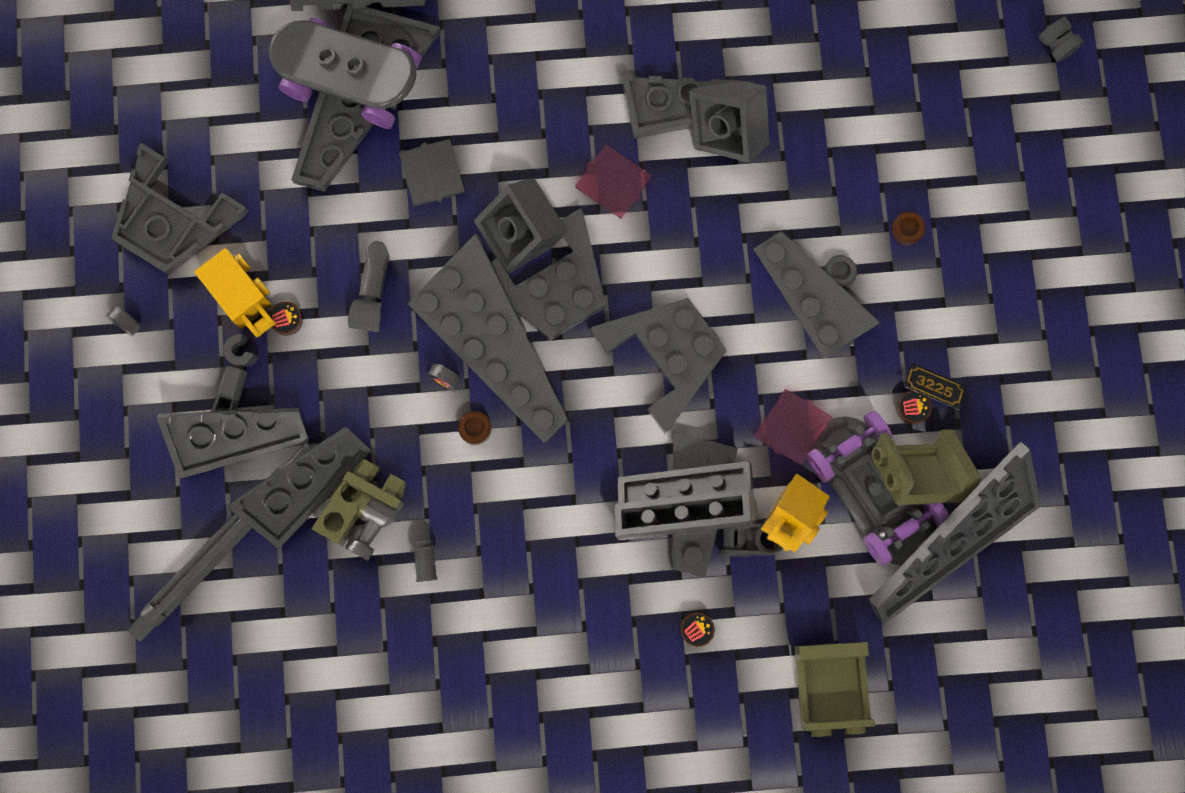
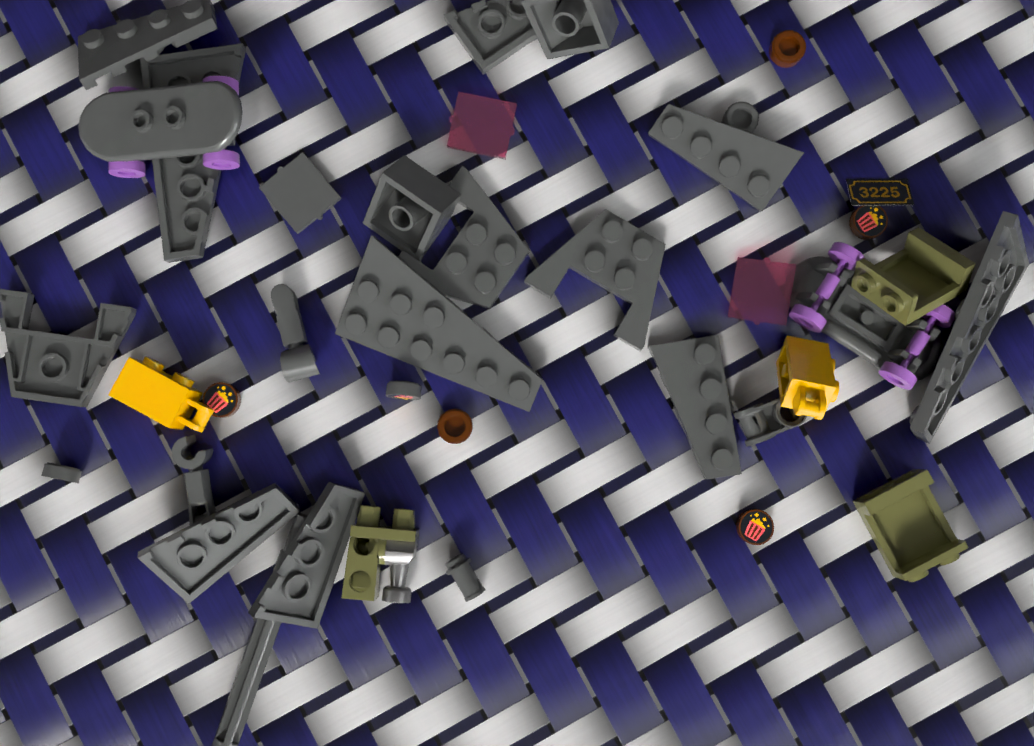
camera: 20 degrees left, 5 degrees up
(685, 501) = (694, 410): dark grey brick -> none

